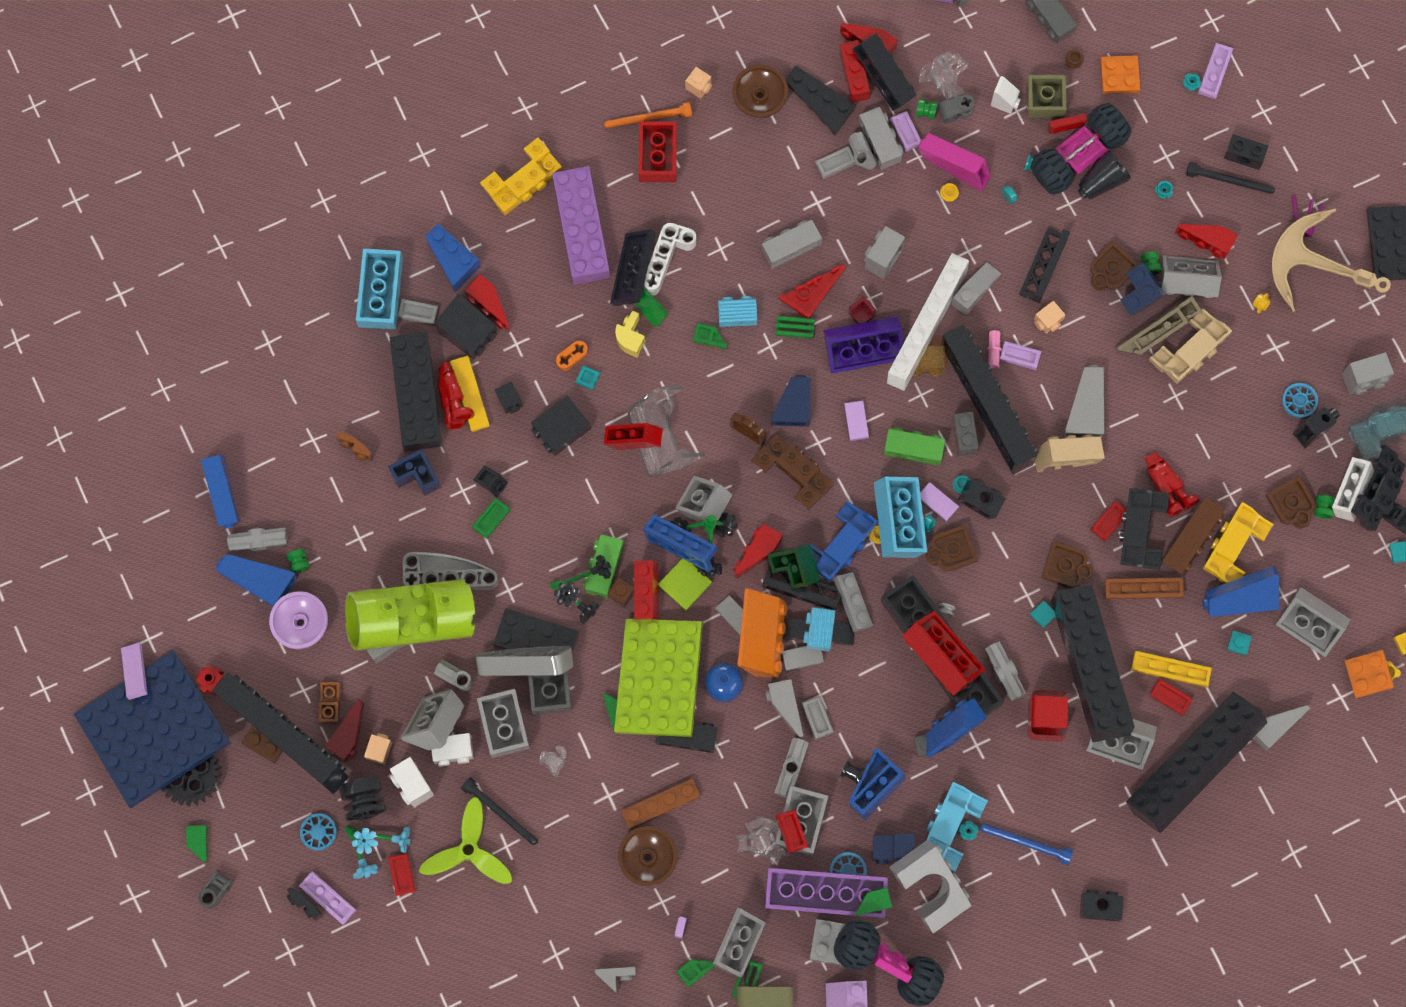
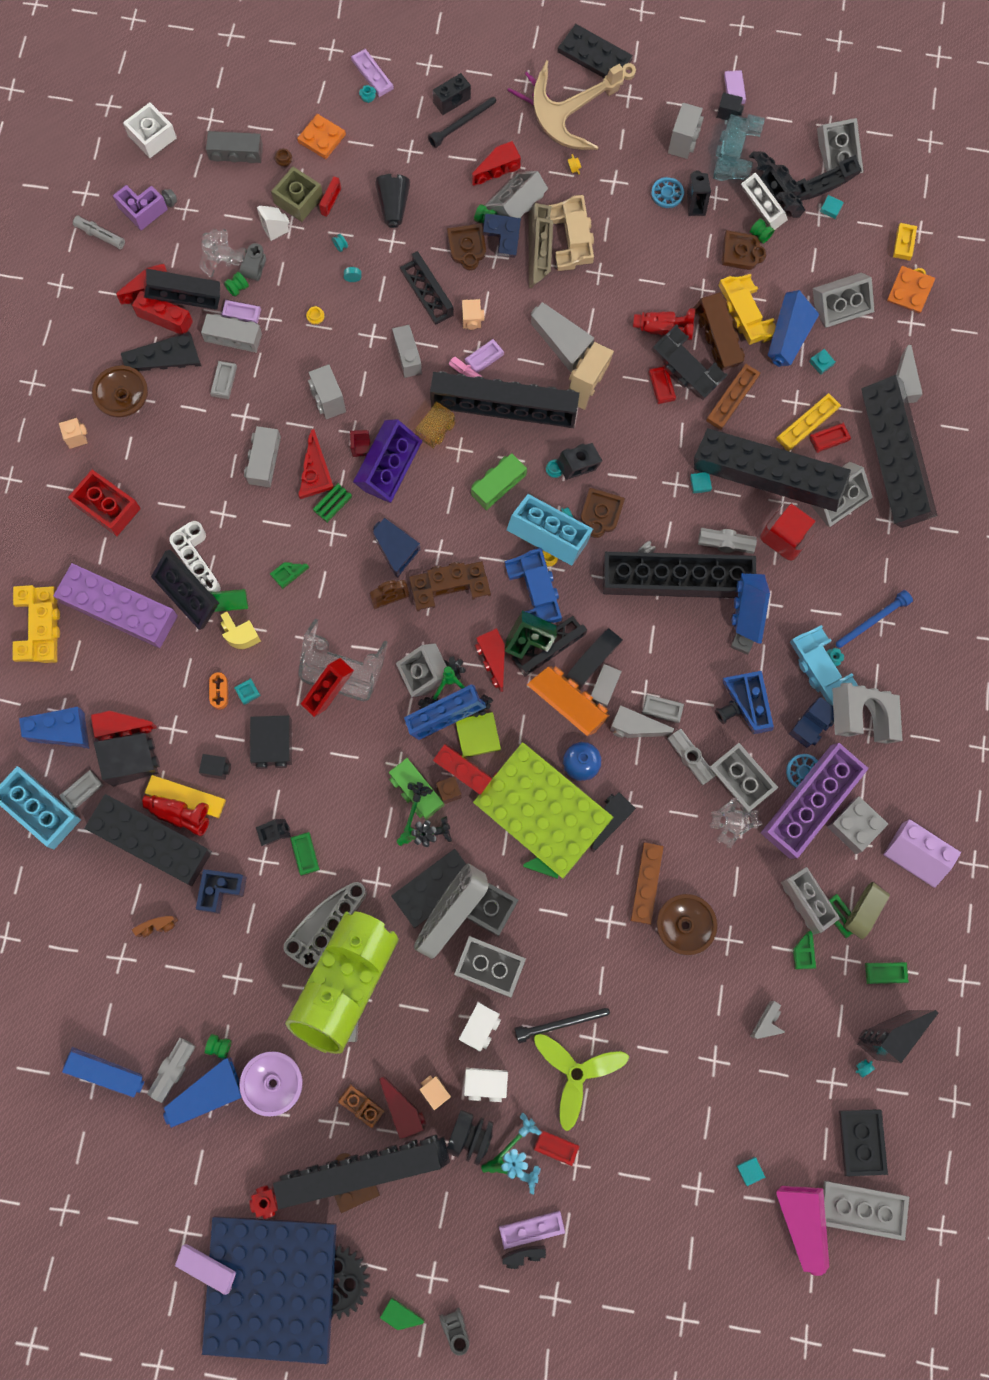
camera: 60 degrees left, 0 degrees up
(318, 831) = (468, 1197): dark azure wheel -> none
(433, 720) = (446, 1026): light grey slope -> none
(452, 675) = (415, 981): light grey piece -> none
(552, 761) = (552, 947): clear piece -> none
(680, 927) = (763, 939): lavender tile -> none
(683, 110) = (86, 460): orange piece -> none
(731, 613) = (533, 714): light grey tile -> none
(737, 312) = (286, 536): medium azure brick -> none
(791, 831) = (750, 791): red tile -> none
(820, 629) = (596, 653): medium azure brick -> none
(853, 602) = (589, 614): light grey plate -> none
(856, 420) = (444, 510): lavender tile -> none
(860, 945) = (887, 802): black plate -> none
(862, 151) = (230, 353): light grey piece -> none
(874, 901) = (852, 766): green tile -> none
(927, 322) = (409, 399): white brick -> none
(938, 502) = (556, 495): lavender tile -> none
(943, 652) = (687, 571): red slope -> none
(956, 161) = (294, 291): dark pink slope -> none
(965, 434) = (517, 437): dark grey brick -> none
(1066, 565) = (675, 439): reddish brown plate -> none
(1081, 149) = (358, 169): black plate -> none
(1089, 907) = (954, 607): black brick -> none
(1164, 185) = (435, 164): teal plate -> none

